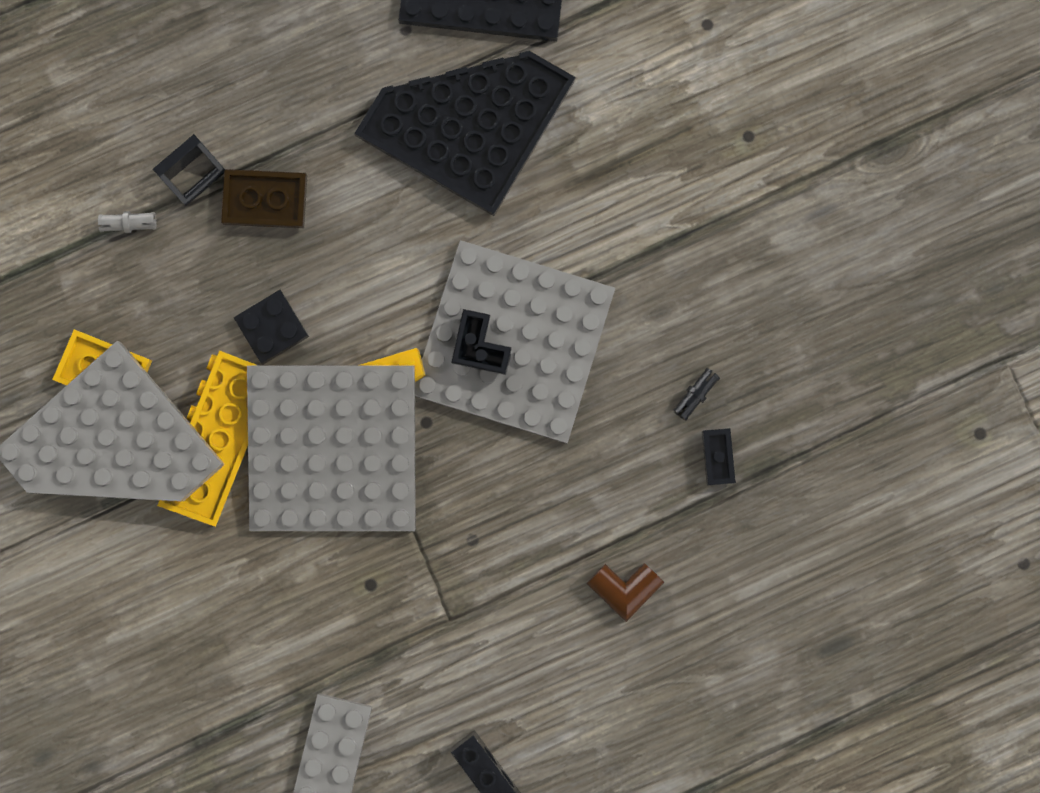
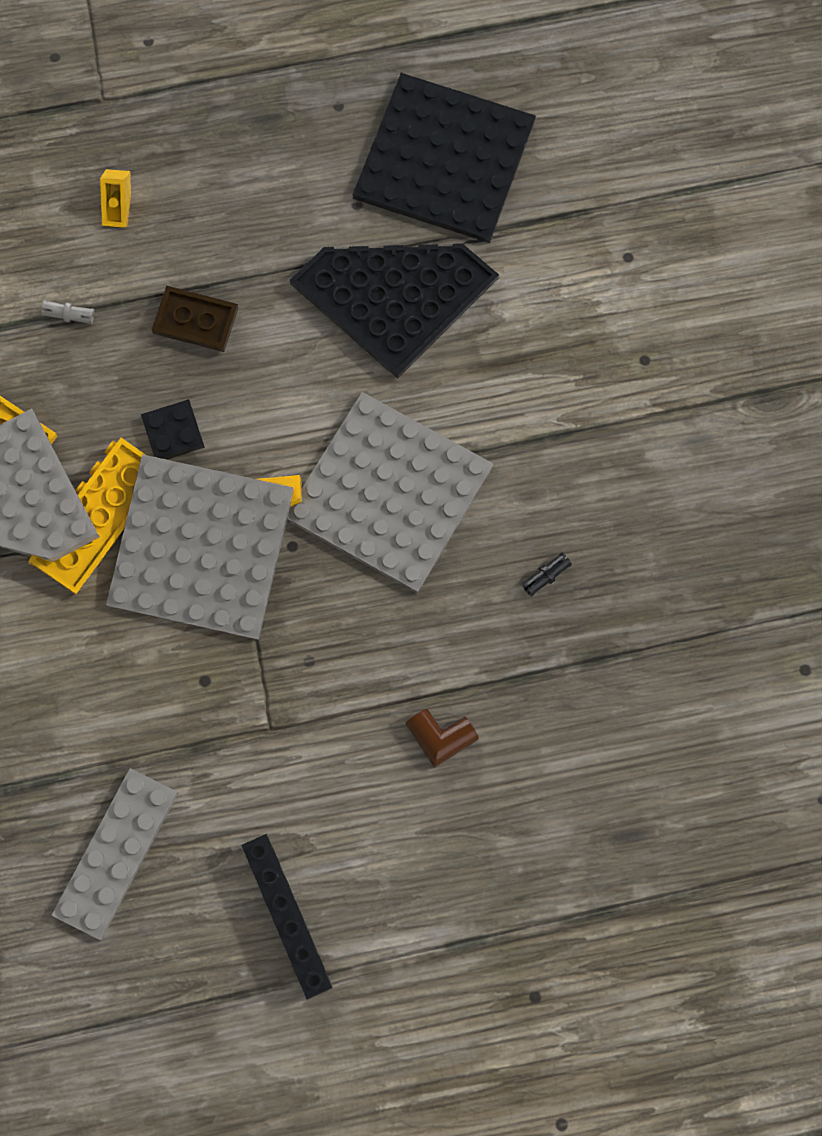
camera: 10 degrees right, 10 degrees down
(144, 81) = (115, 197): none -> yellow slope
(182, 158) = (129, 269): black tile -> none
(473, 350) = (351, 488): black brick -> none
(718, 456) = (555, 634): black plate -> none

